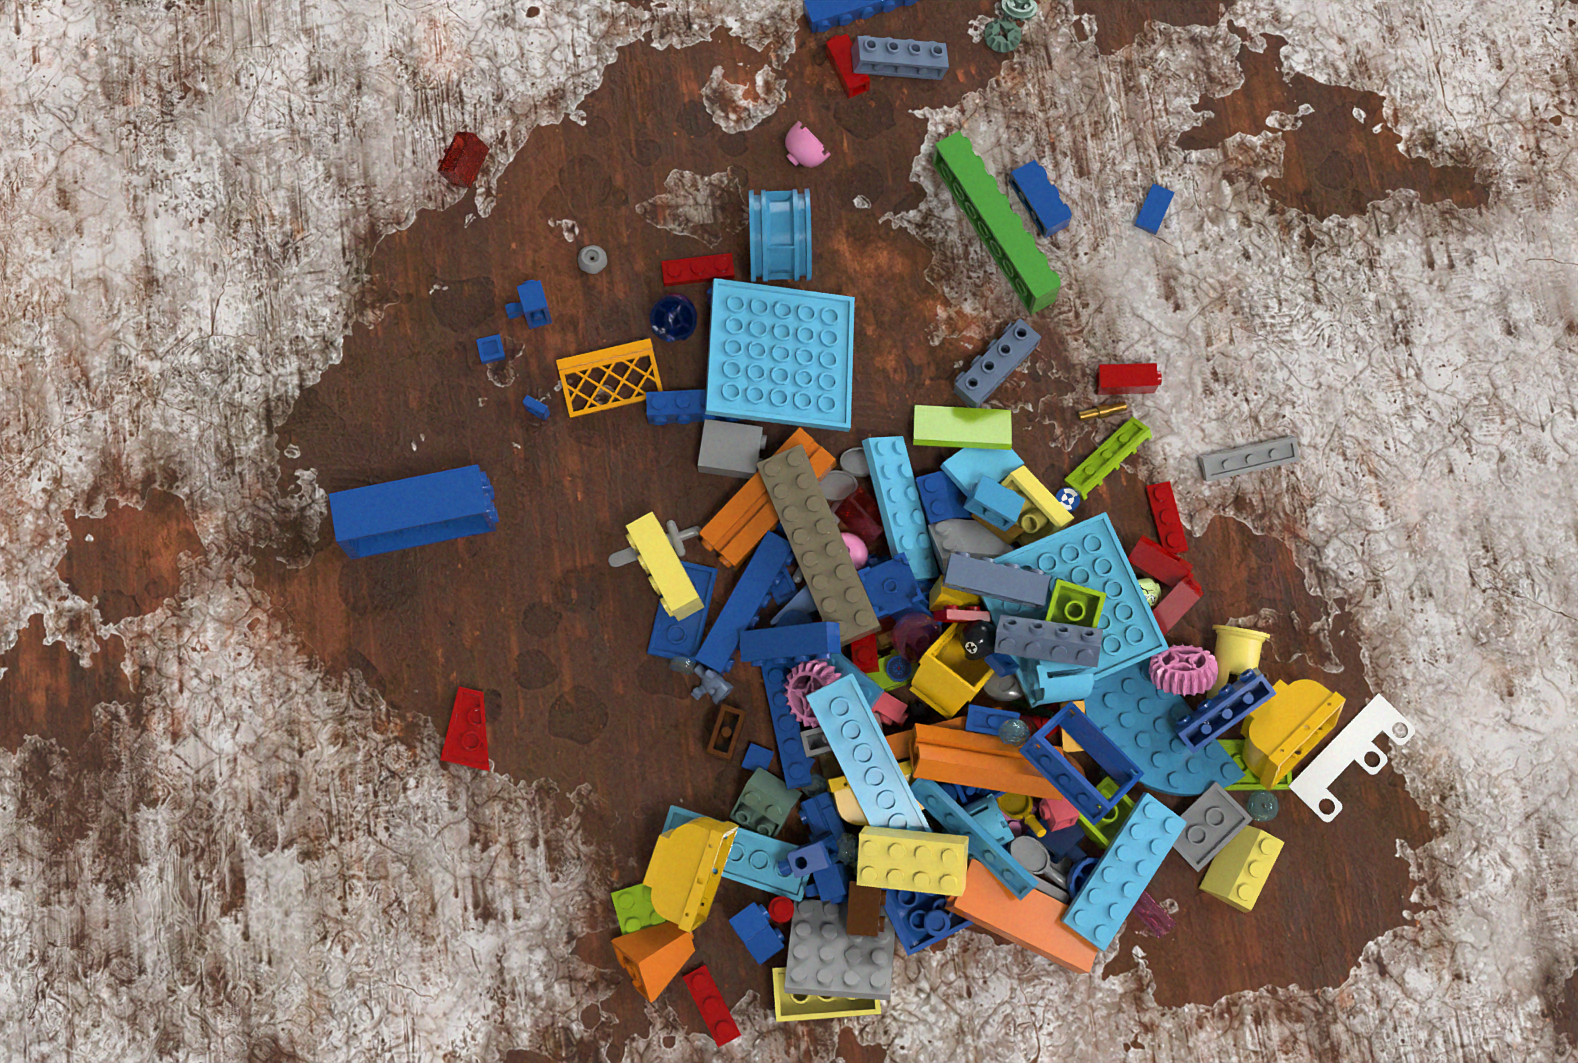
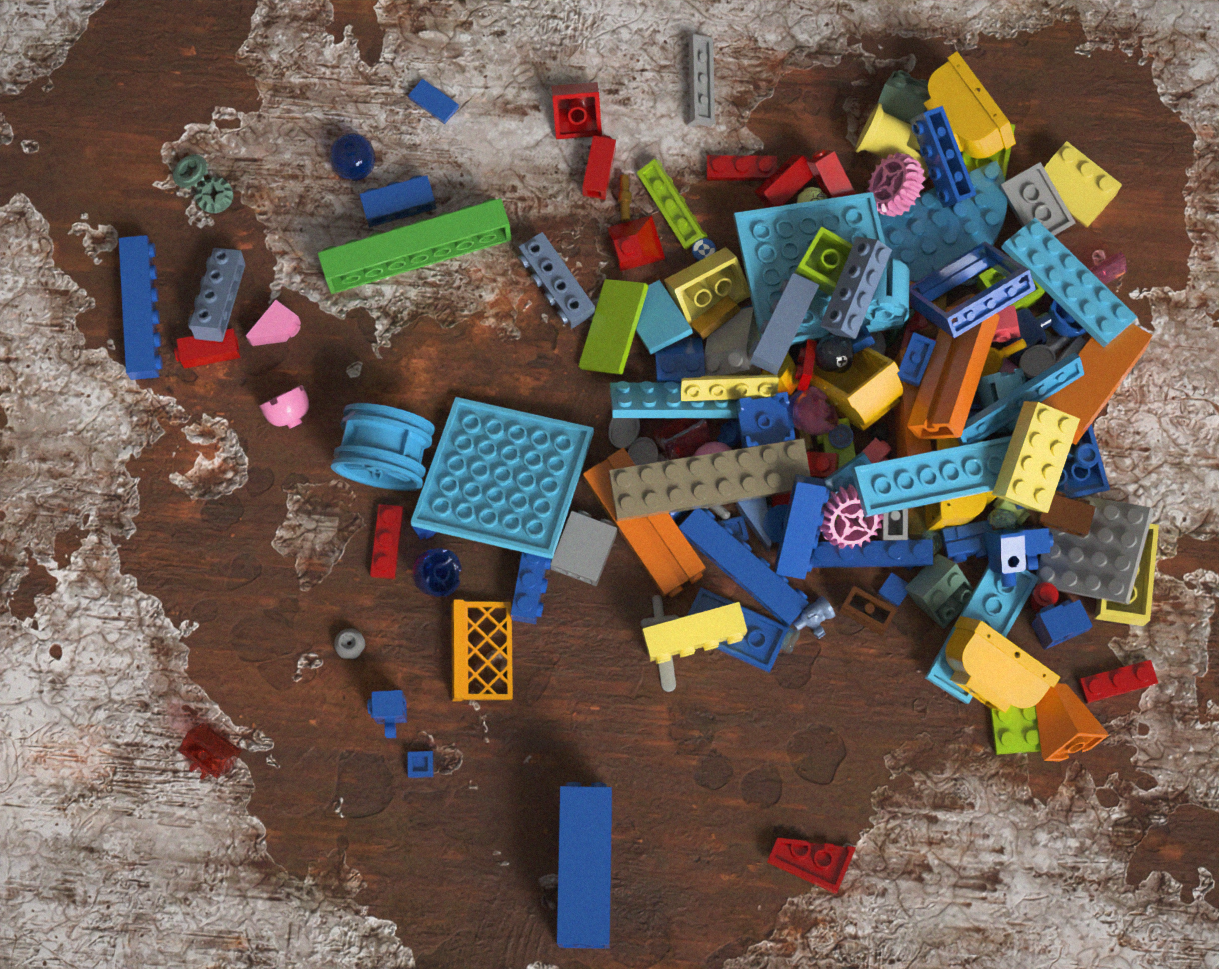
camera: 75 degrees left, 0 degrees up
(536, 408) = (496, 729): blue tile -> none
(884, 118) = (274, 326): none -> bright pink slope
(919, 543) = (728, 387): none -> light yellow bracket
(994, 503) = (701, 310): dark azure brick -> none
(1014, 732) = (933, 339): clear light blue plate -> none
(1057, 431) = (635, 243): none -> red slope
(1075, 147) = (352, 156): none -> clear blue cylinder
(1182, 343) = (576, 110): none -> red slope
(1255, 809) = (1022, 160): clear light blue plate -> none
(1289, 661) = (904, 96): none -> sand green slope
(1349, 745) = (986, 69): white piece -> none

